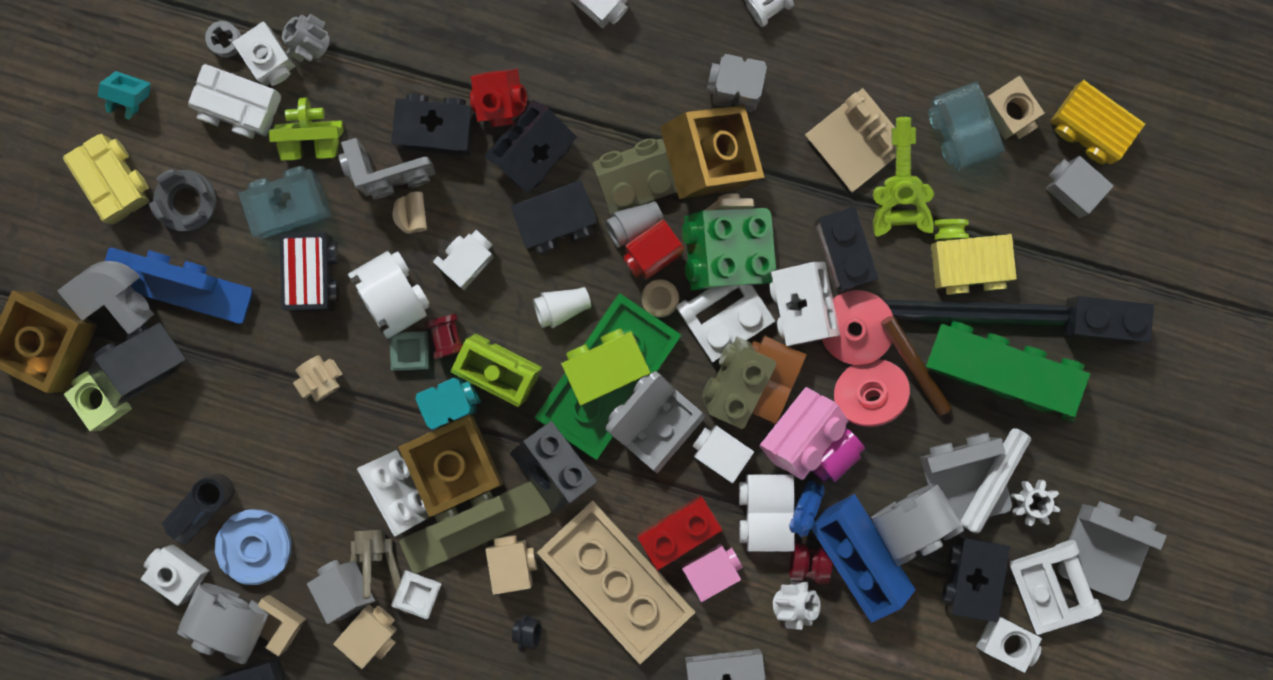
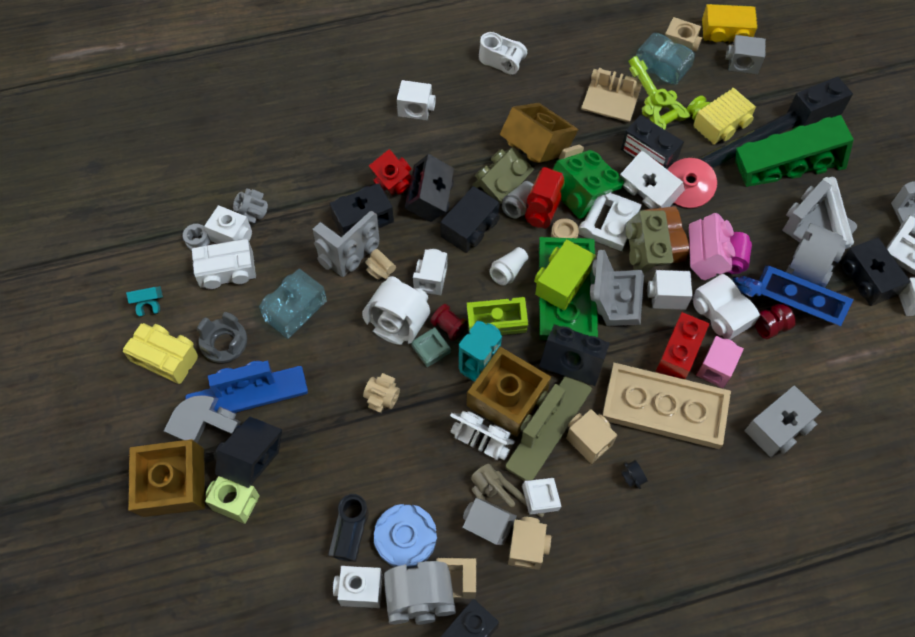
camera: 30 degrees left, 25 degrees down
(289, 135) = (273, 262): lime hips -> none
(308, 272) = (334, 334): brick -> none
(737, 82) = (527, 87): light grey brick -> none
(796, 605) = (787, 348): white gear -> none
(869, 380) = (731, 204): coral dish -> none
(916, 365) = (740, 181): reddish brown bar -> none
(1045, 506) = (867, 213): white gear -> none

